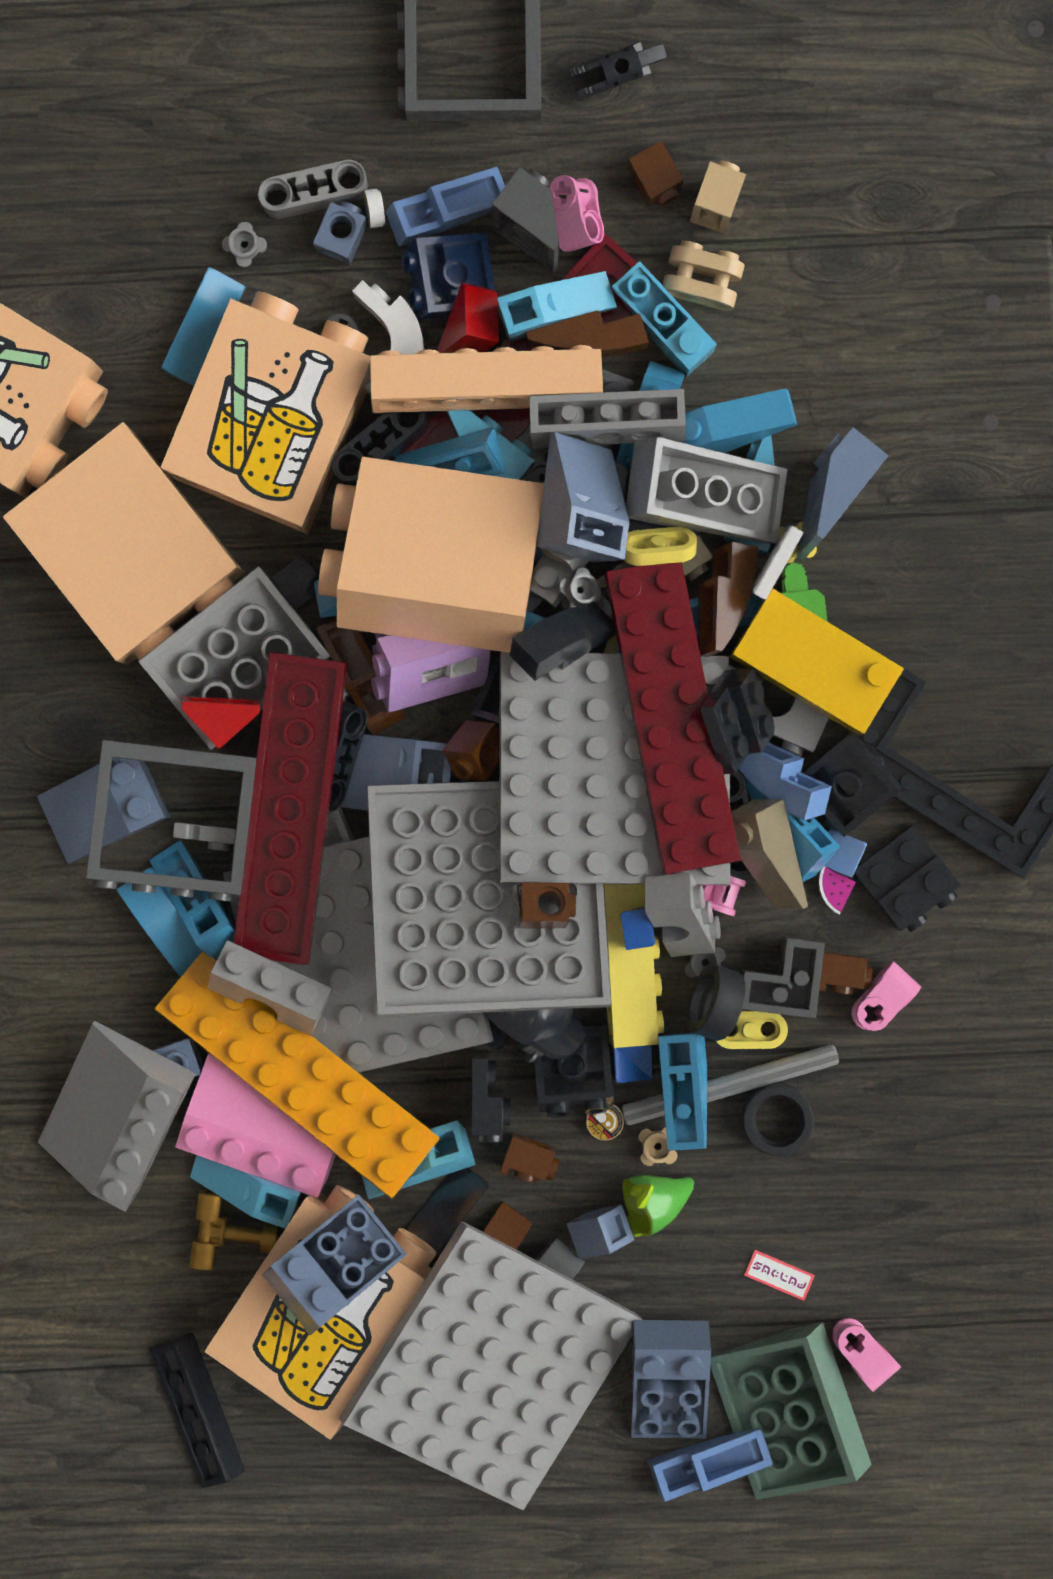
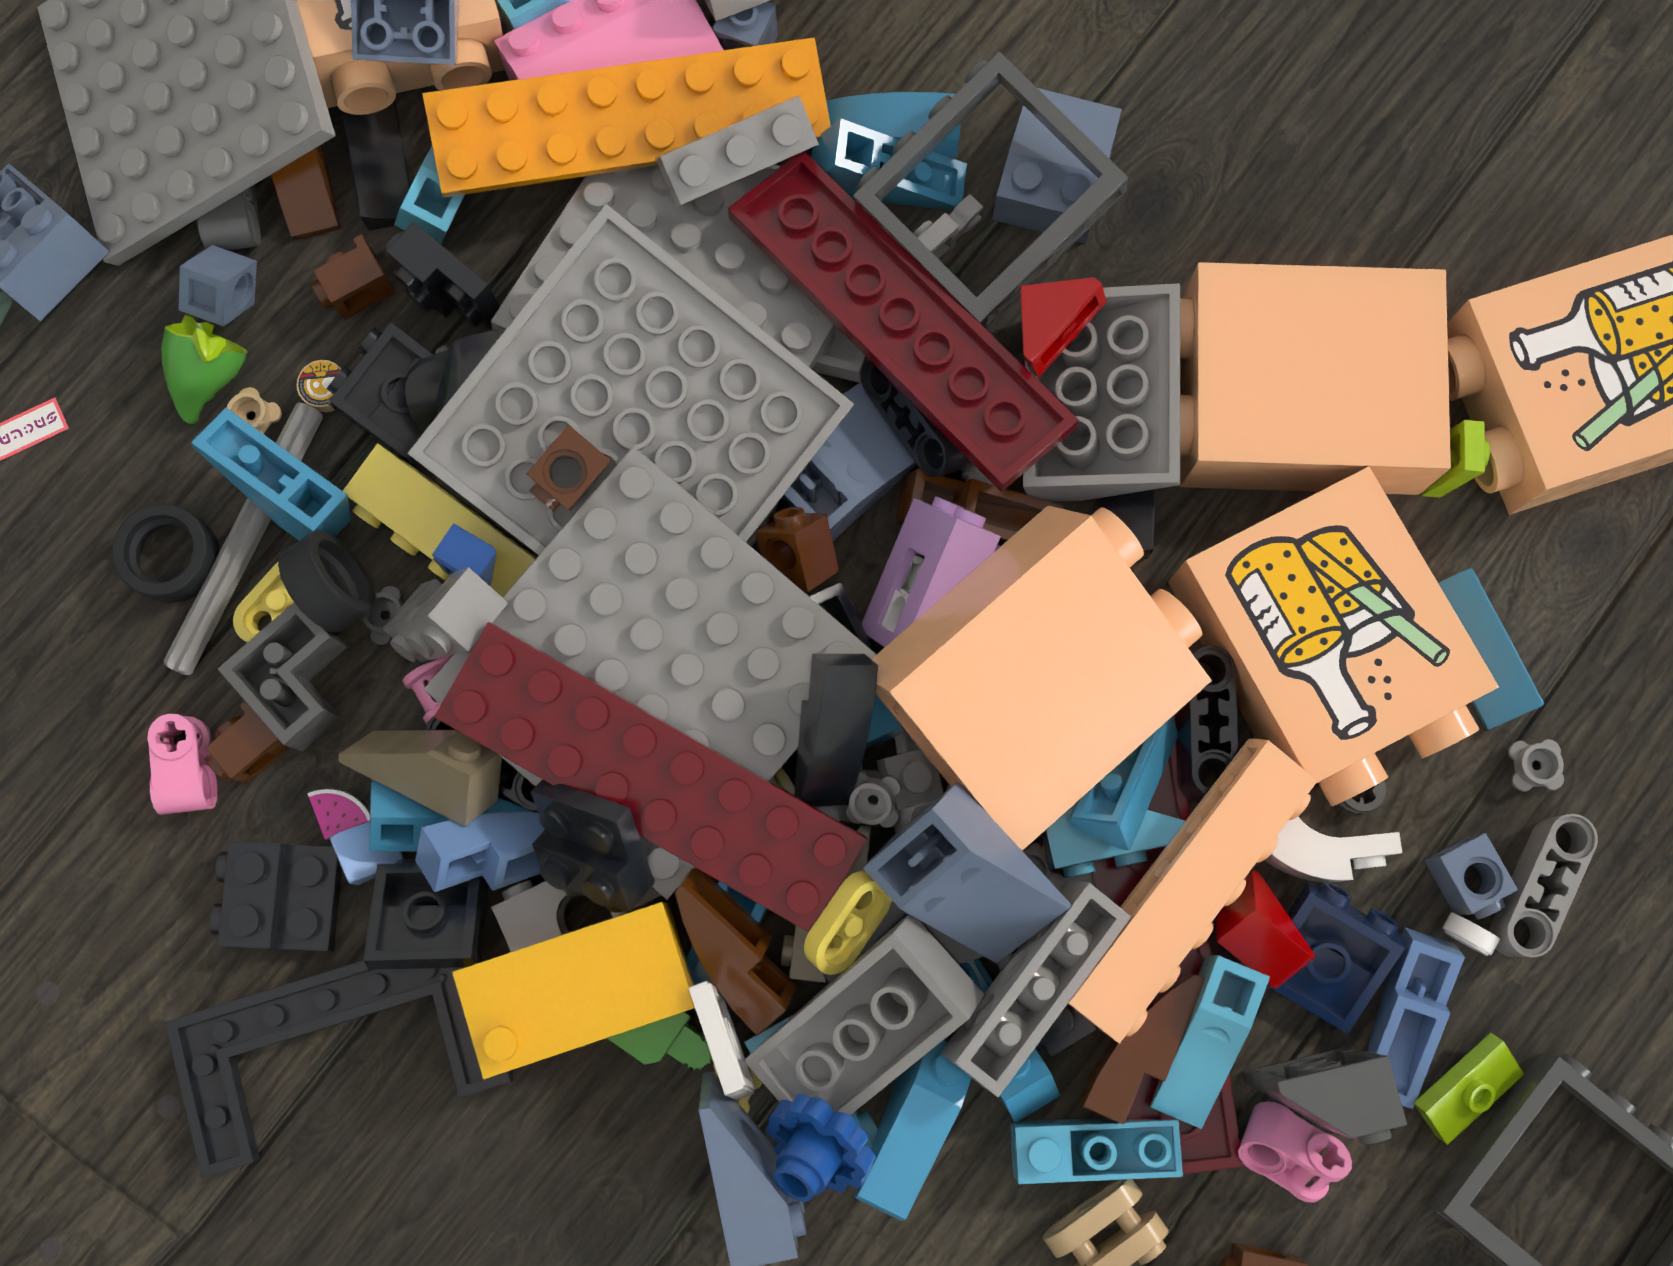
camera: 135 degrees right, 10 degrees down
(101, 421) = (1468, 458): none -> lime plate
(460, 145) = (1469, 1088): none -> lime plate
(632, 1063) = (347, 453): blue slope -> none
(789, 463) = (817, 1148): none -> blue plant

